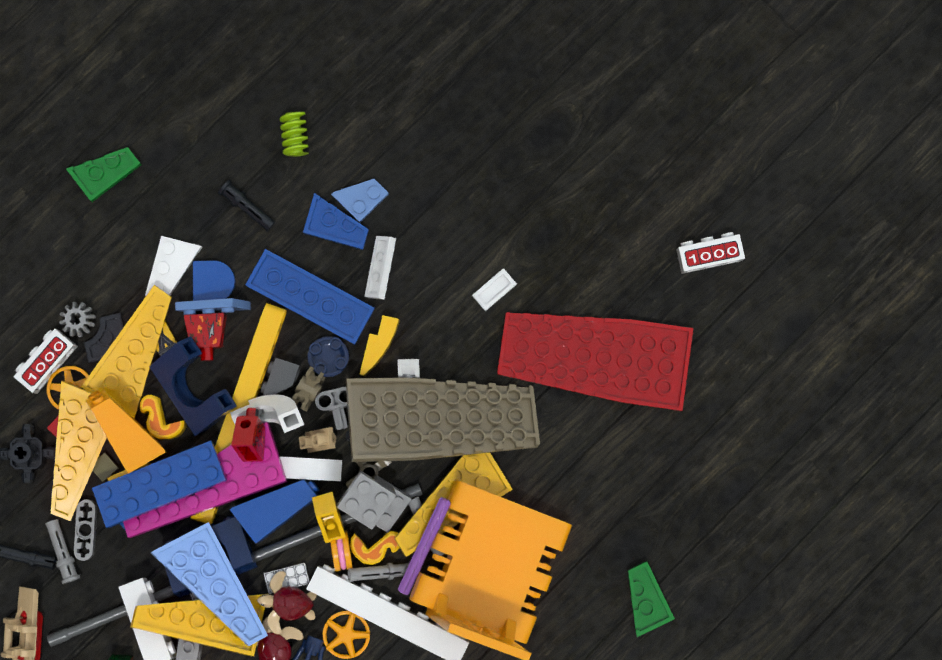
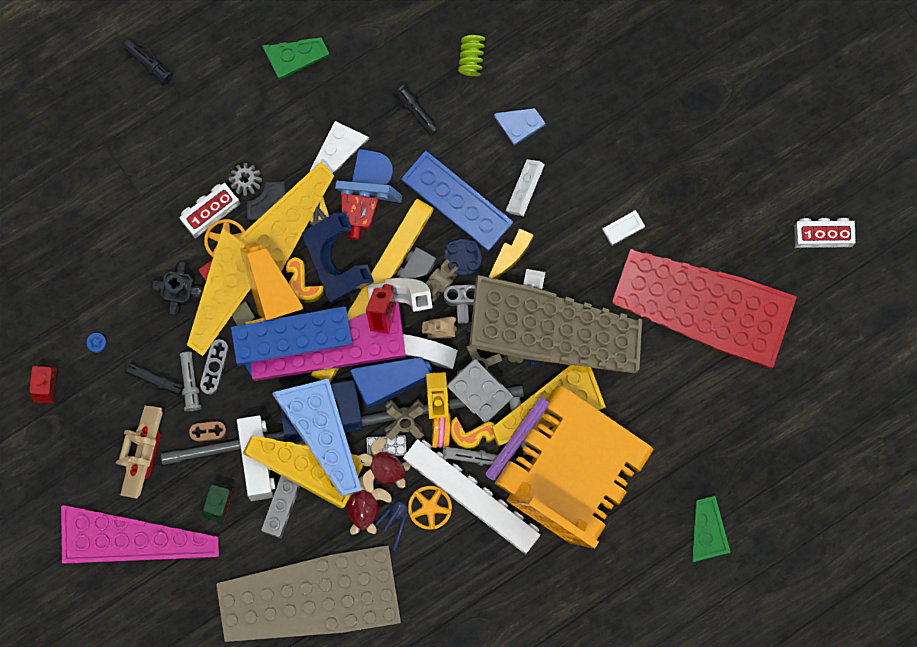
camera: 10 degrees right, 5 degrees down
(94, 605) = (206, 427): none -> medium nougat beam
(299, 548) = (404, 413): none -> dark tan pin
(333, 225) = (490, 142): blue wing -> none

